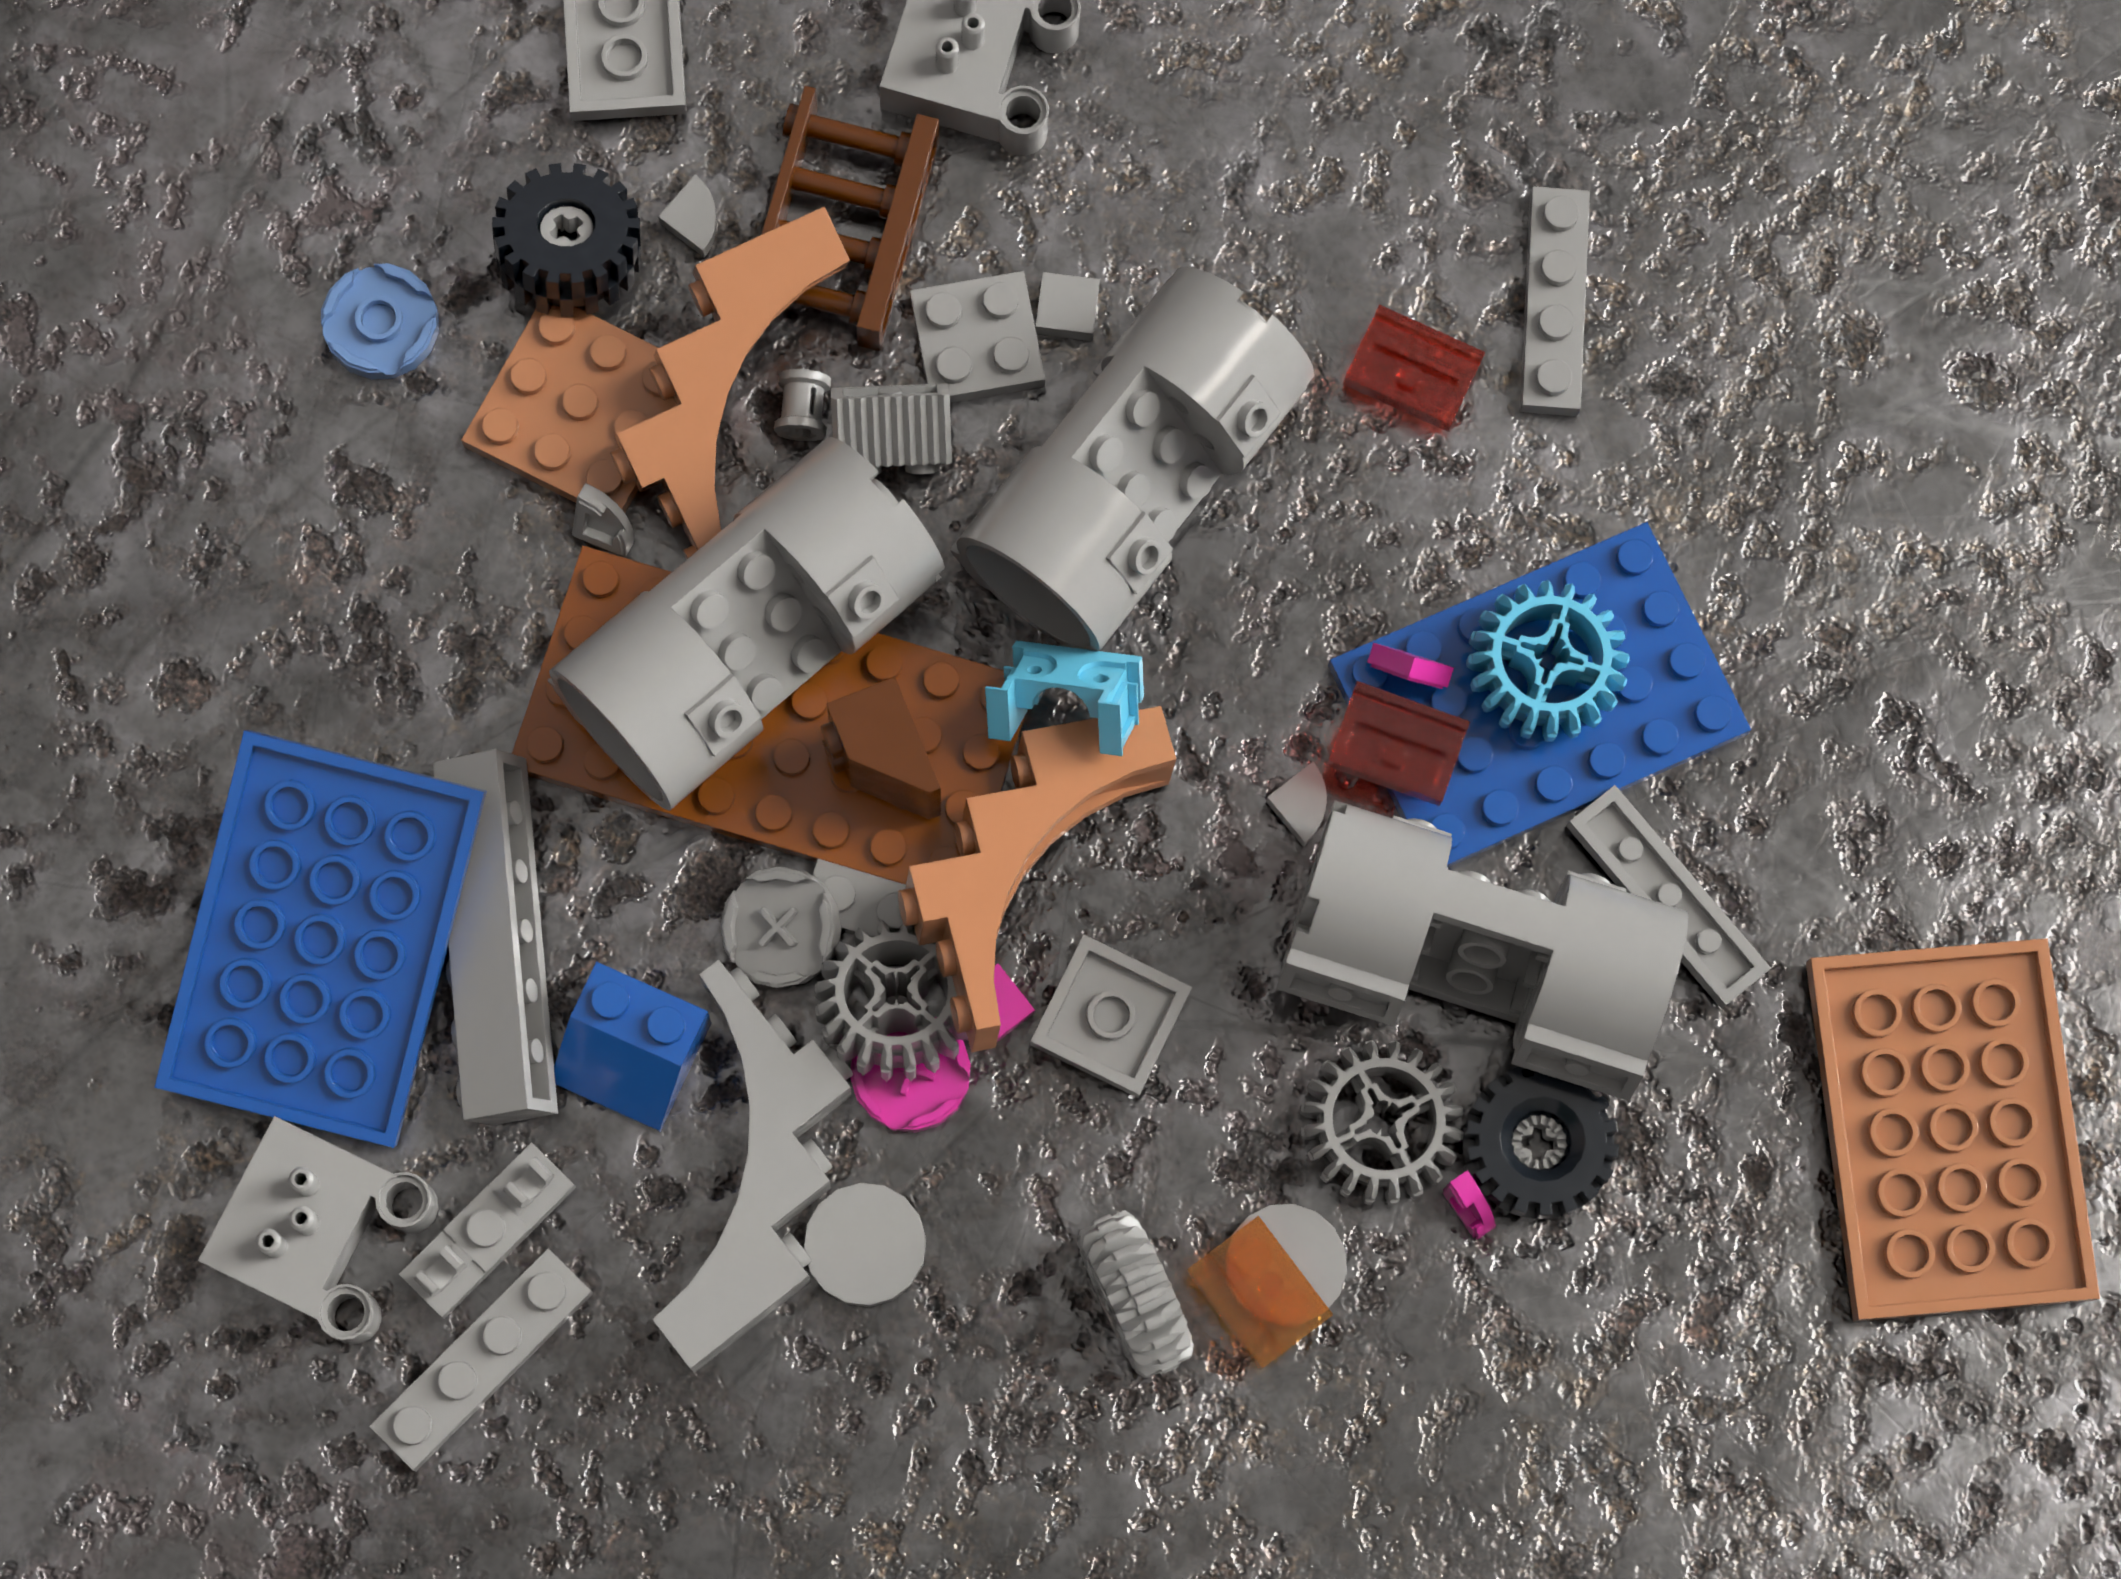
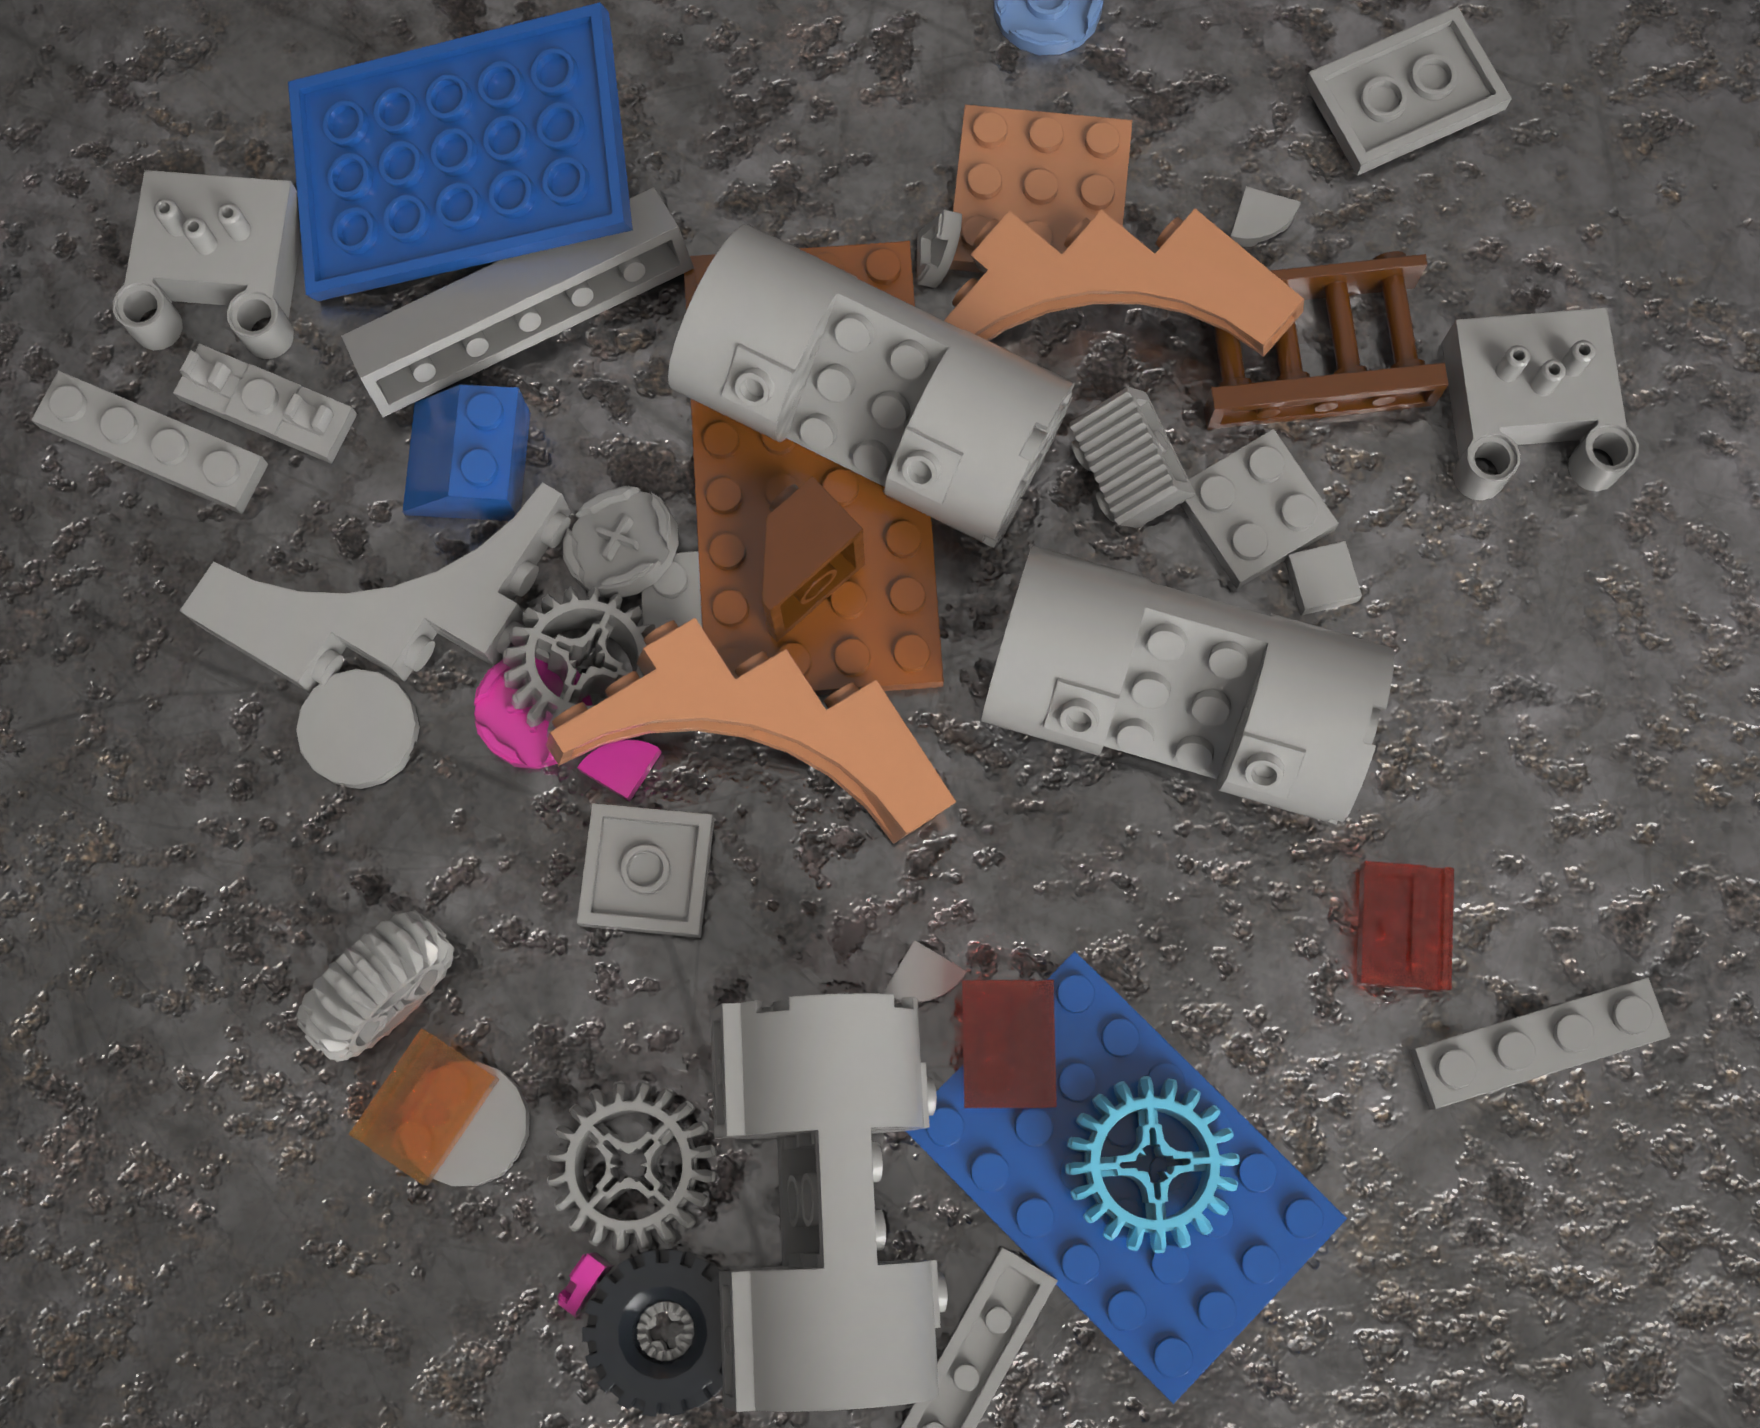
camera: 80 degrees right, 0 degrees up
(560, 269) = (1164, 137): black bush -> none
(802, 405) = (1123, 371): light grey bush -> none
(1104, 681) = (949, 726): medium azure piece -> none
(1410, 666) = (1092, 1028): dark pink tile -> none

